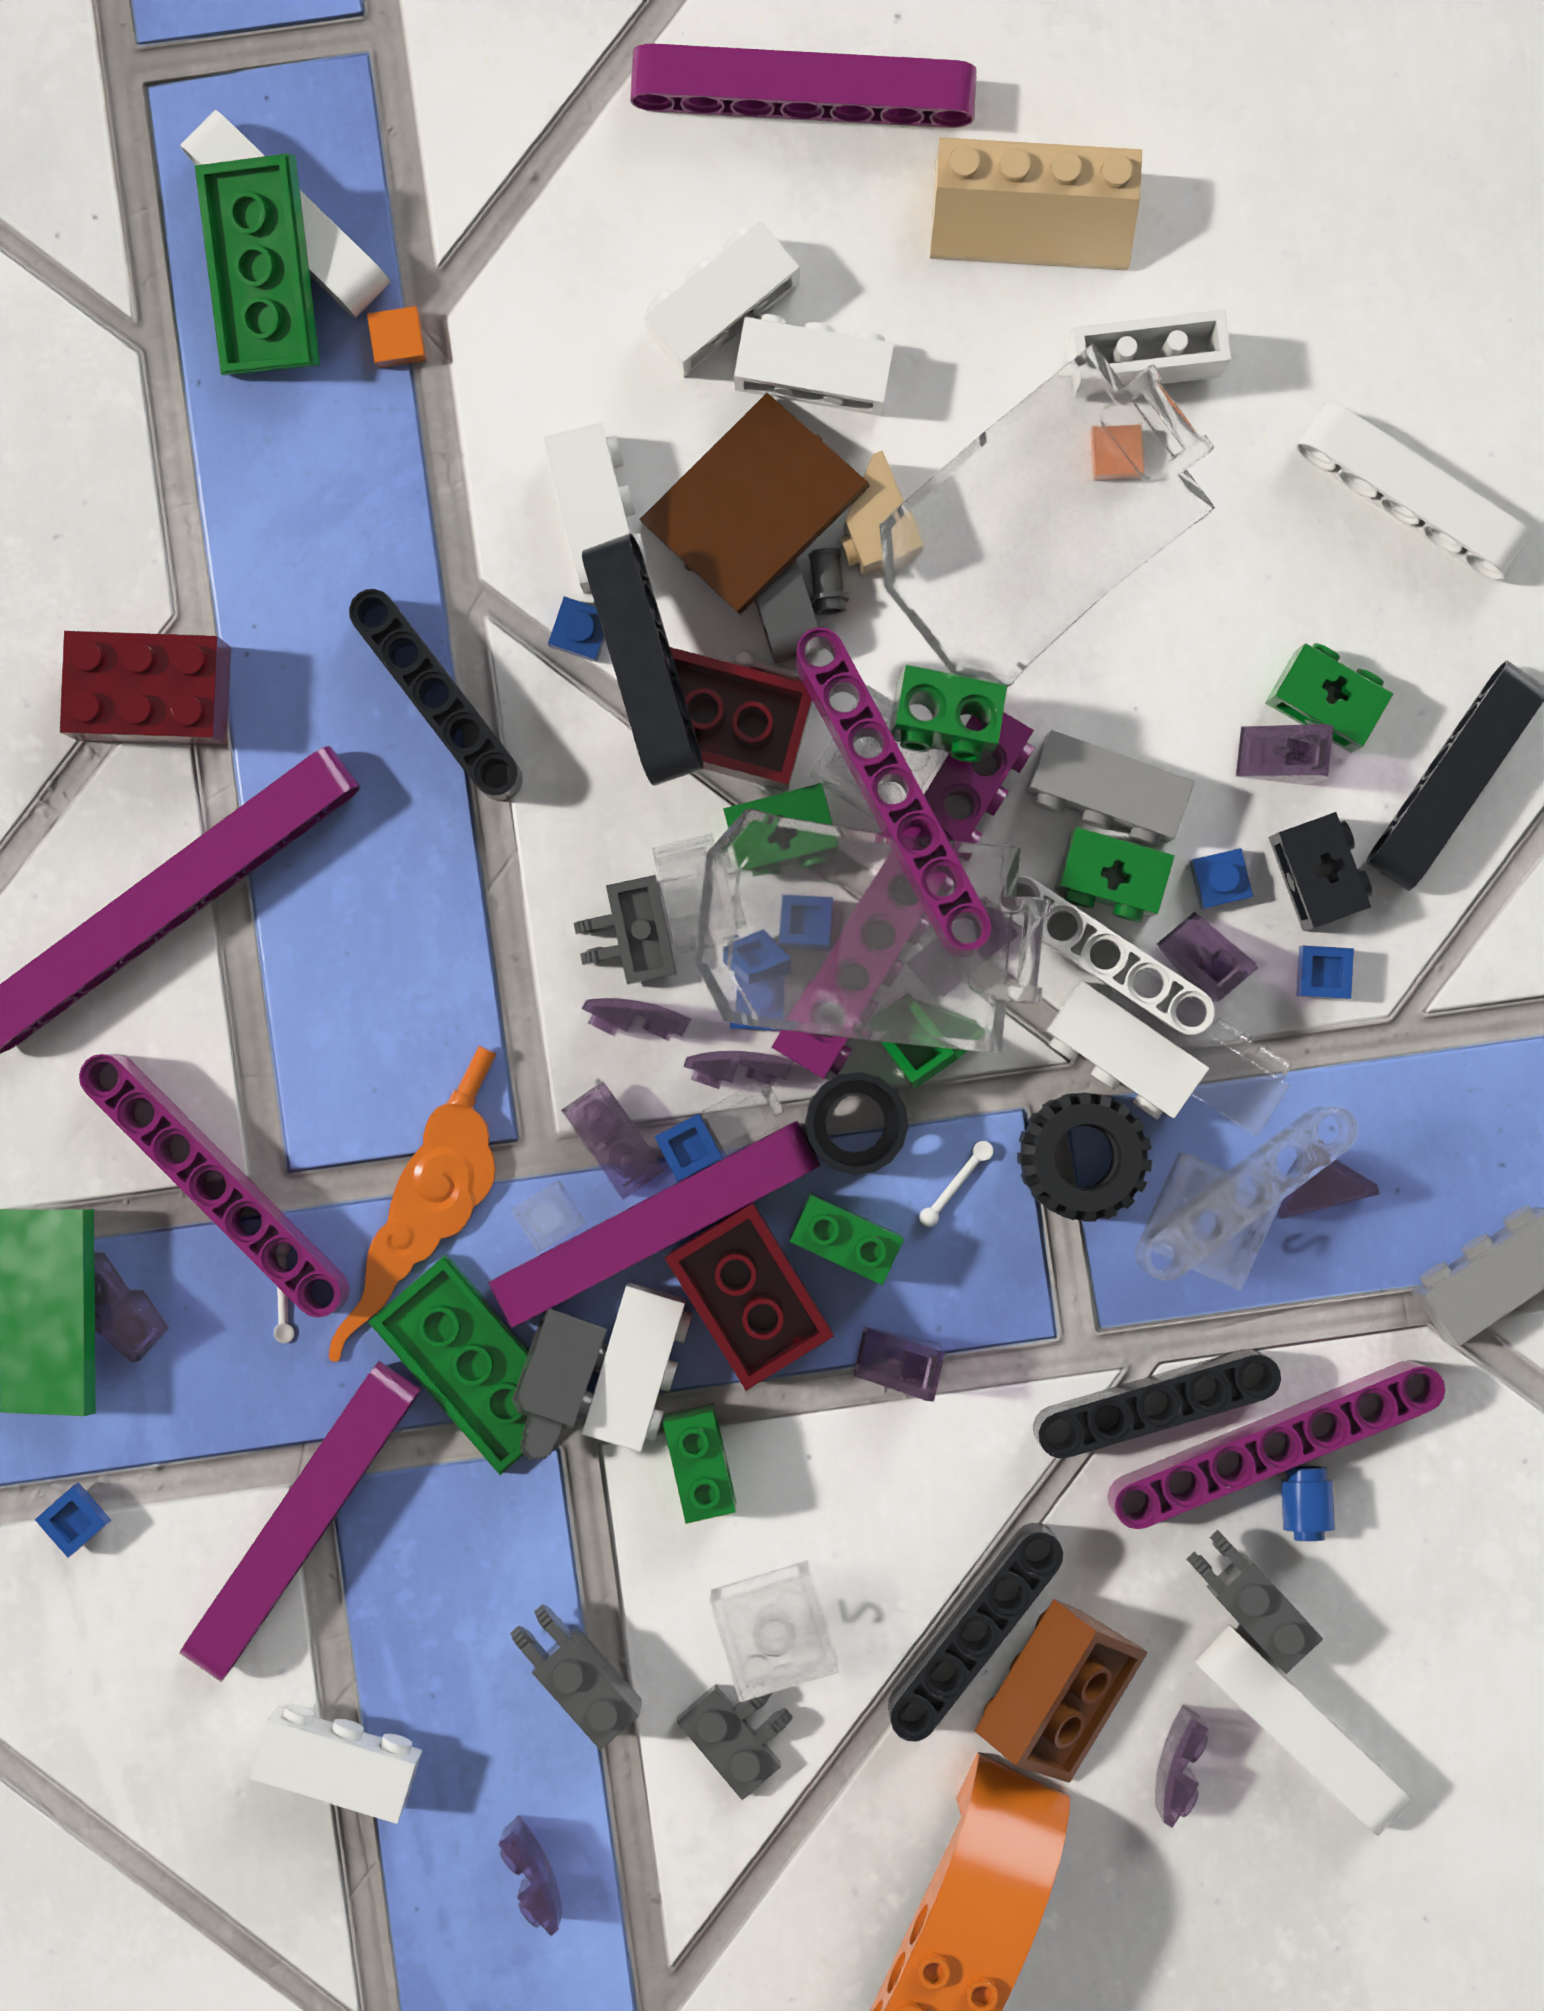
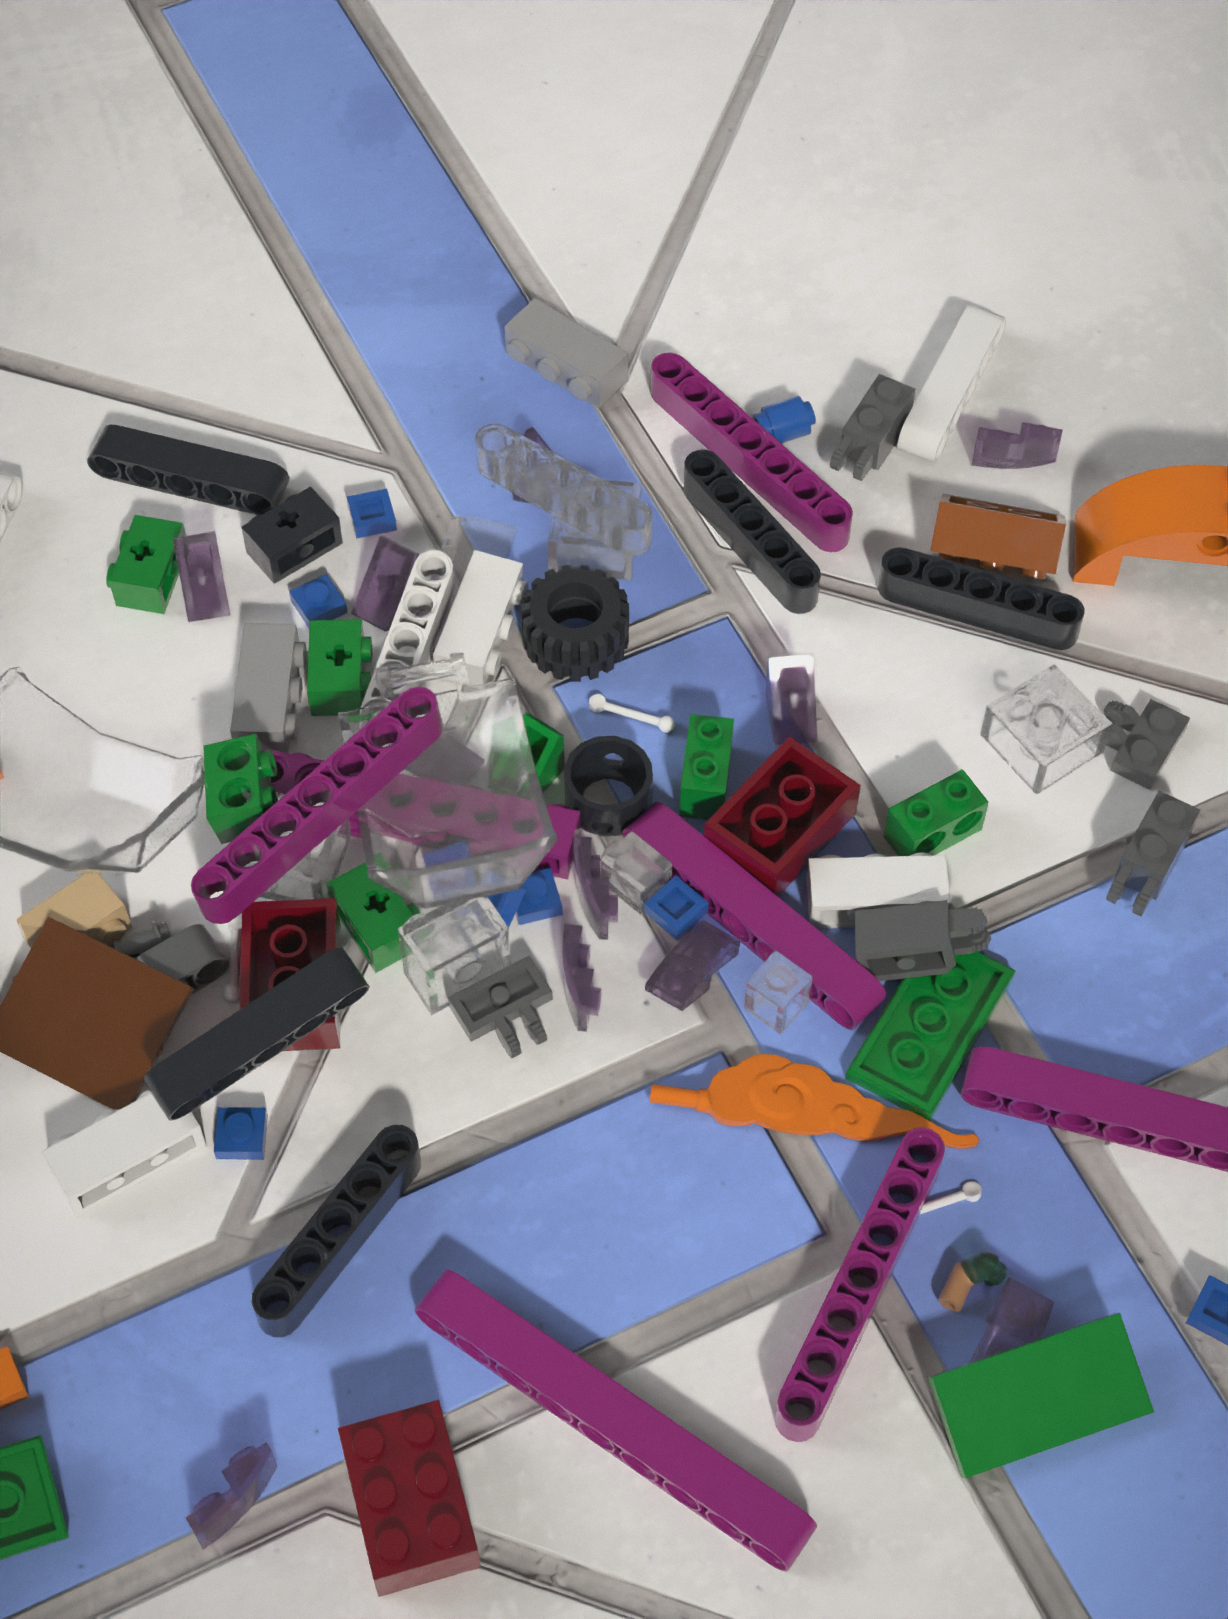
camera: 105 degrees left, 30 degrees down
(194, 1294) = (967, 1273): none -> arm
(211, 538) = (246, 1478): none -> clear purple slope

